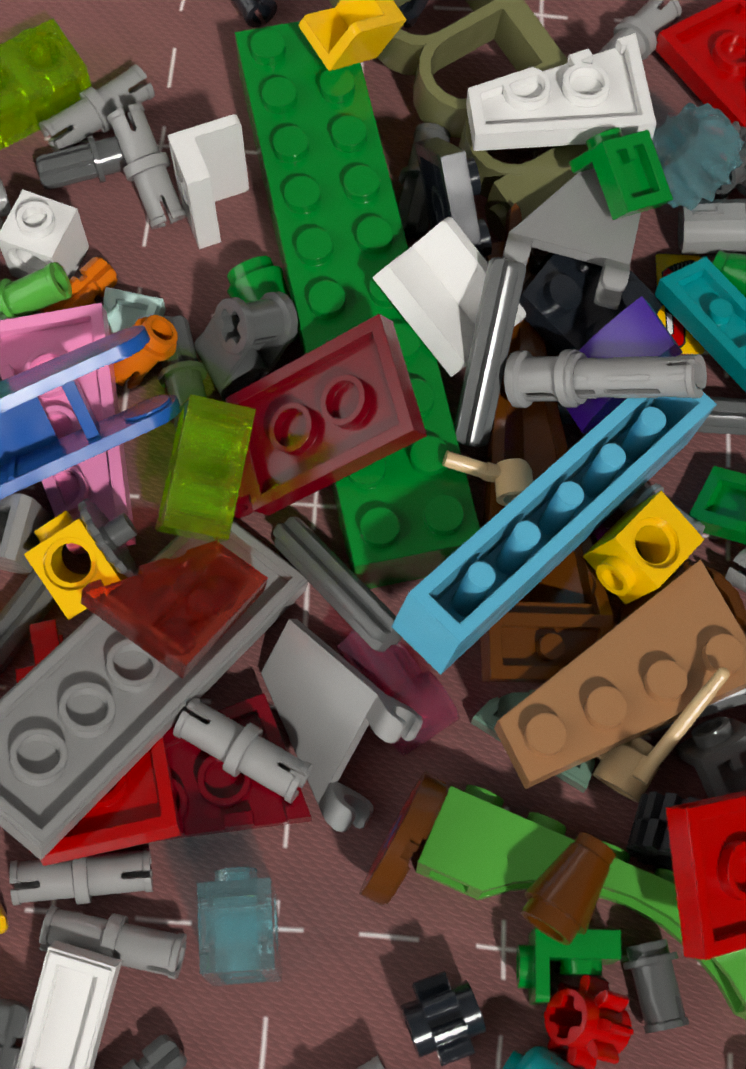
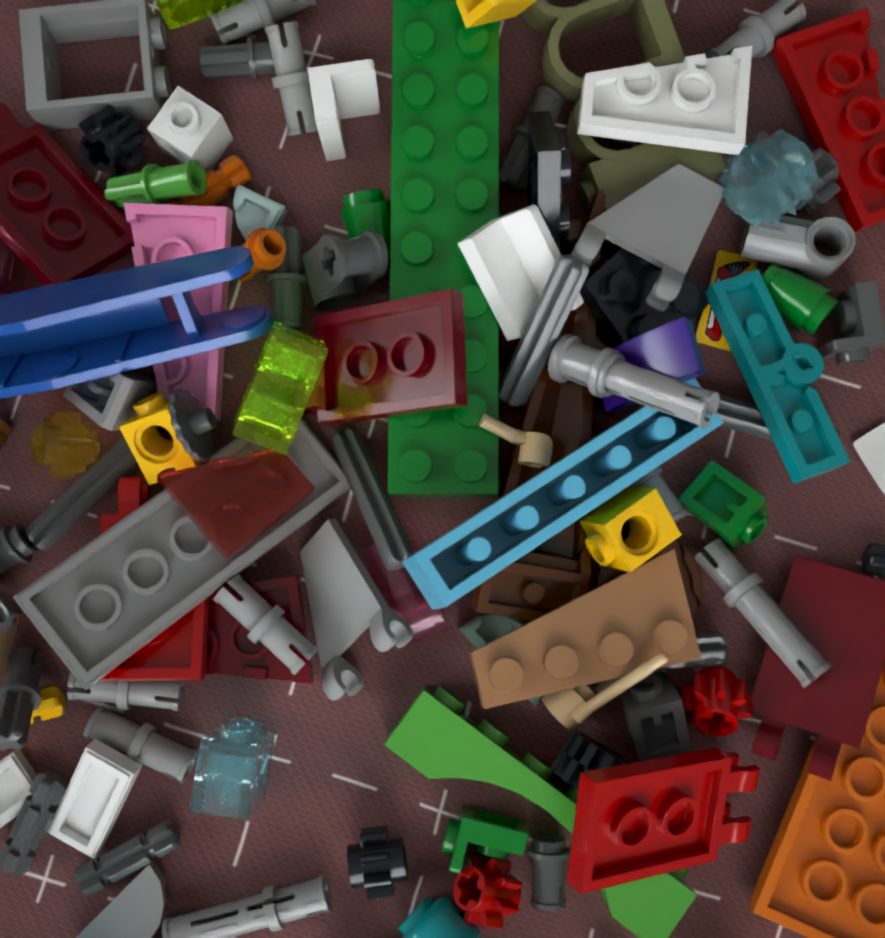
camera: 15 degrees right, 15 degrees up
(404, 838) = (377, 723): reddish brown tile -> none
(569, 889) = (494, 800): reddish brown cone -> none
(626, 171) = (705, 186): green bracket -> none

